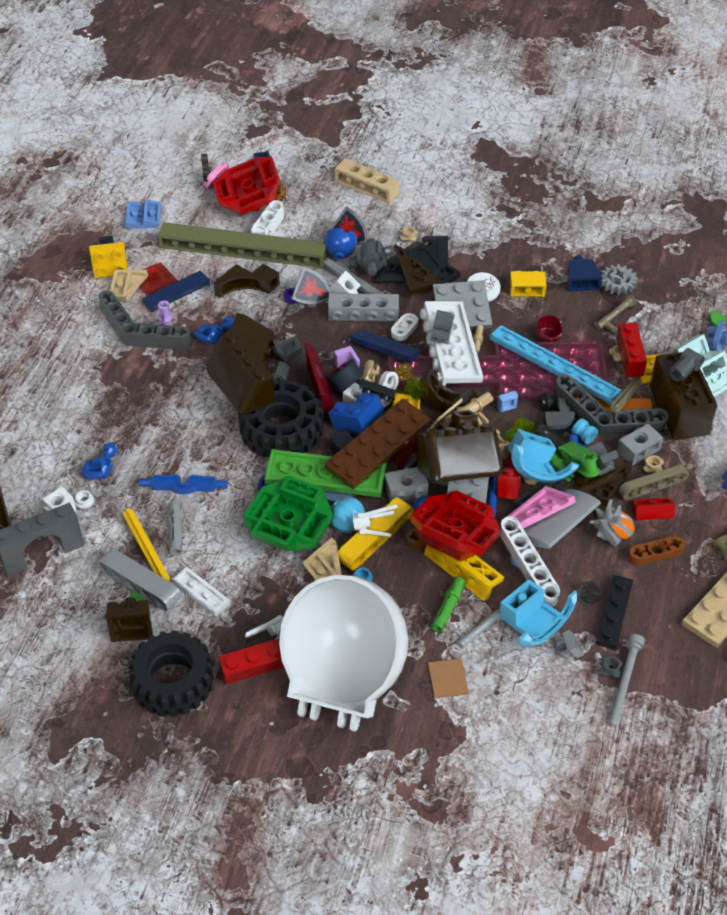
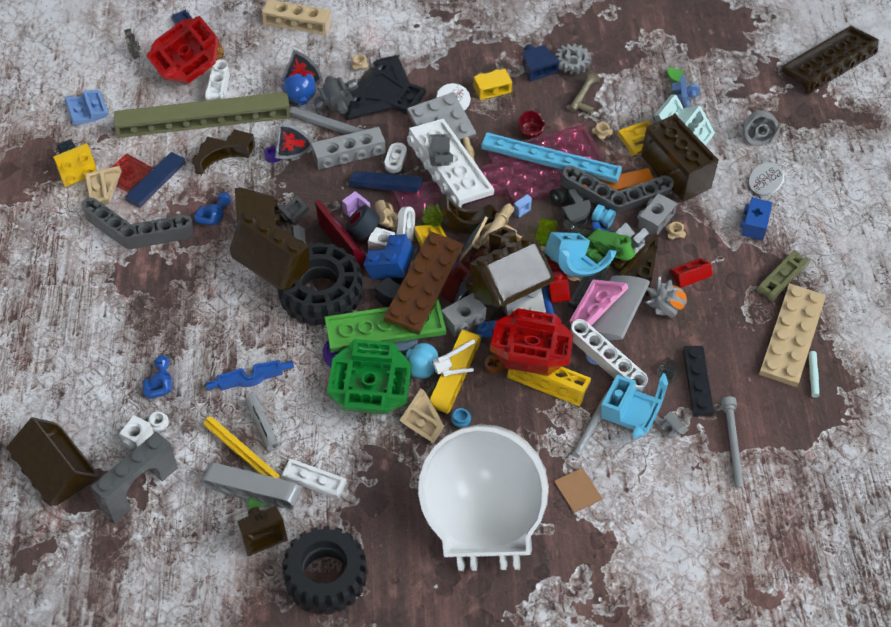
camera: 20 degrees left, 5 degrees up
(164, 316) = (159, 210): lavender pin -> none
(215, 174) = (146, 48): bright pink tile -> none
(251, 661) = (395, 532): red brick -> none
(272, 627) = (401, 492): white plant -> none
(345, 284) = (322, 130): white brick -> none
(384, 392) = (409, 229): black plate -> none
(403, 371) = (417, 203): clear yellow tile -> none
(416, 276) = (387, 104): dark brown wing -> none
(452, 597) = (550, 412): bright green pin -> none
(611, 661) = (719, 429): dark grey plate -> none
(625, 395) = (627, 168): dark tan axle -> none
(631, 349) = (615, 125): red brick -> none
(653, 482) = (683, 247): dark tan beam -> none
(662, 544) = (706, 318): dark orange beam -> none
(687, 363) = (679, 127): dark grey piece -> none

